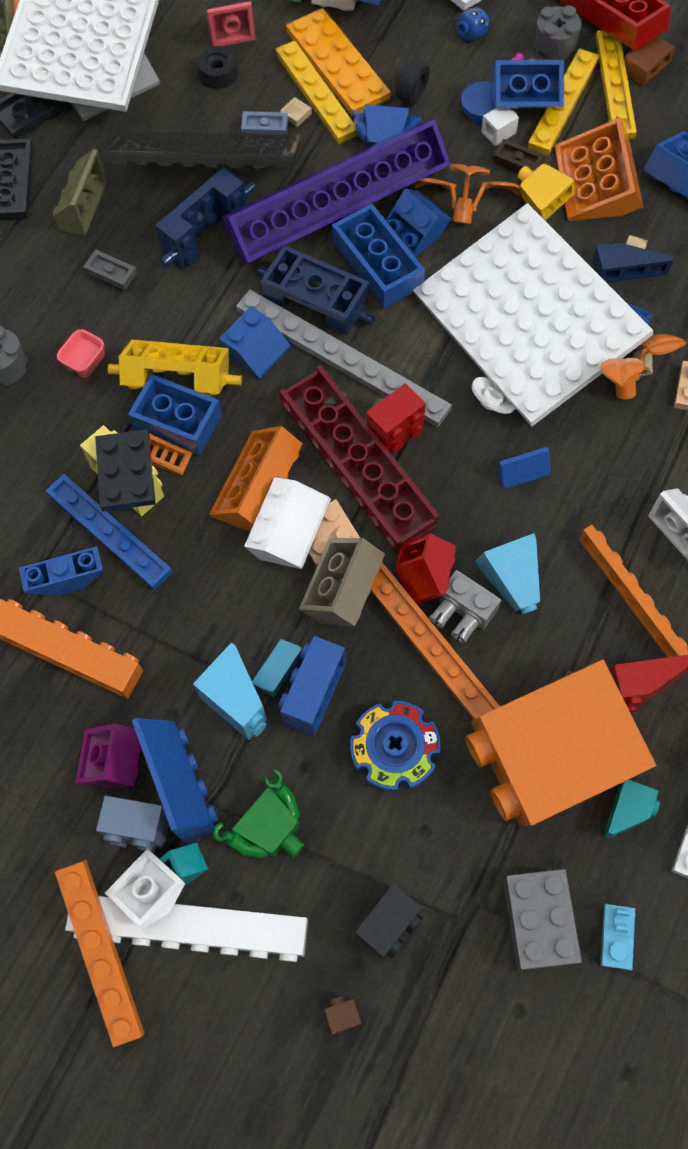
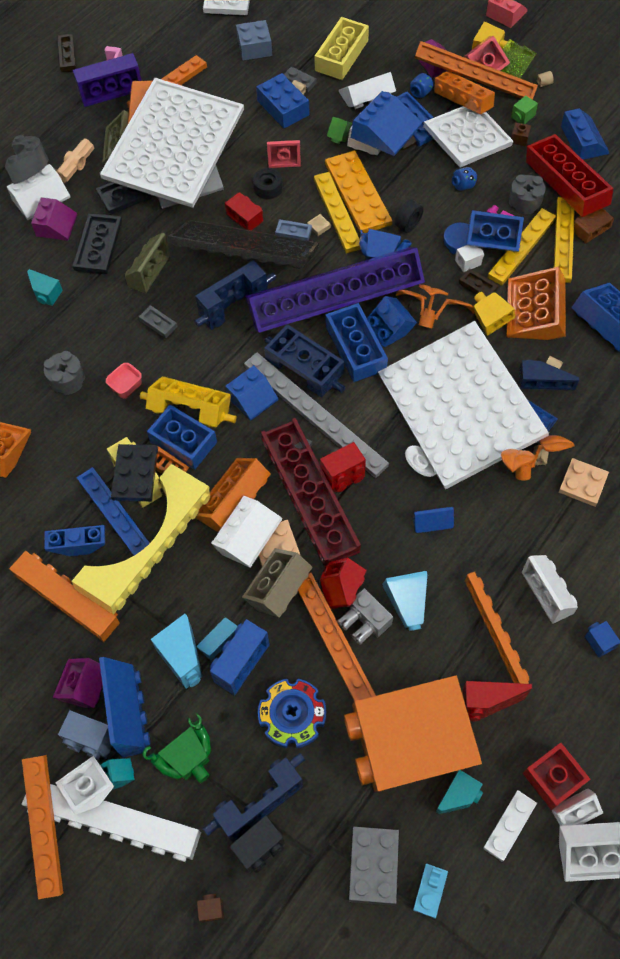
camera: 10 degrees right, 5 degrees down
(126, 621) = (113, 583): none -> light yellow arch
(194, 108) = (244, 211): none -> red brick
(406, 833) = (287, 784): none -> dark blue brick

